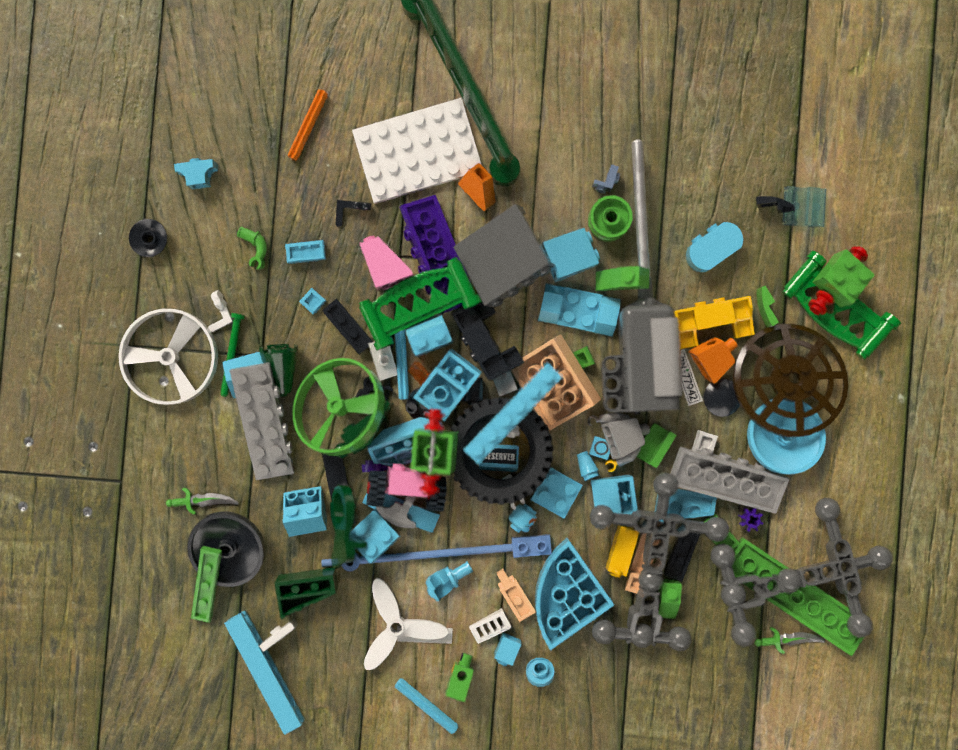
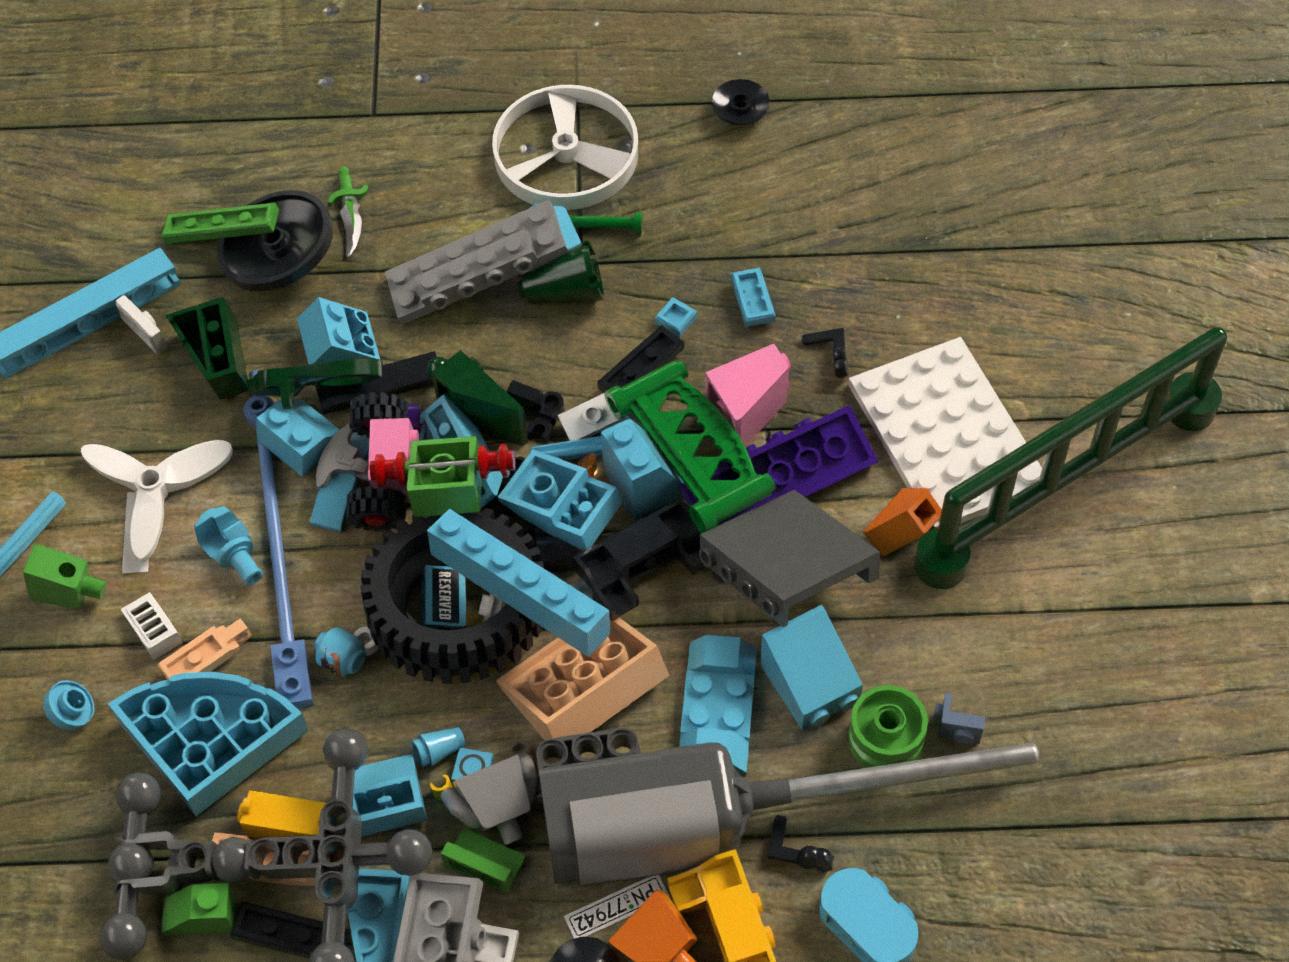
camera: 80 degrees right, 30 degrees down
(197, 172) = (850, 149): medium azure brick -> none
(221, 304) = (654, 200): white piece -> none
(256, 240) = (760, 233): bright green piece -> none
(307, 124) = (956, 280): orange axle -> none
(337, 406) = (514, 384): bright green piece -> none
(507, 649) = (110, 651): medium azure brick -> none
(556, 493) = (388, 704): medium azure plate -> none
(584, 357) = (636, 719): bright green slope -> none
(622, 278) = (781, 757): bright green slope -> none
(672, 279) = (806, 857): none -> black piece

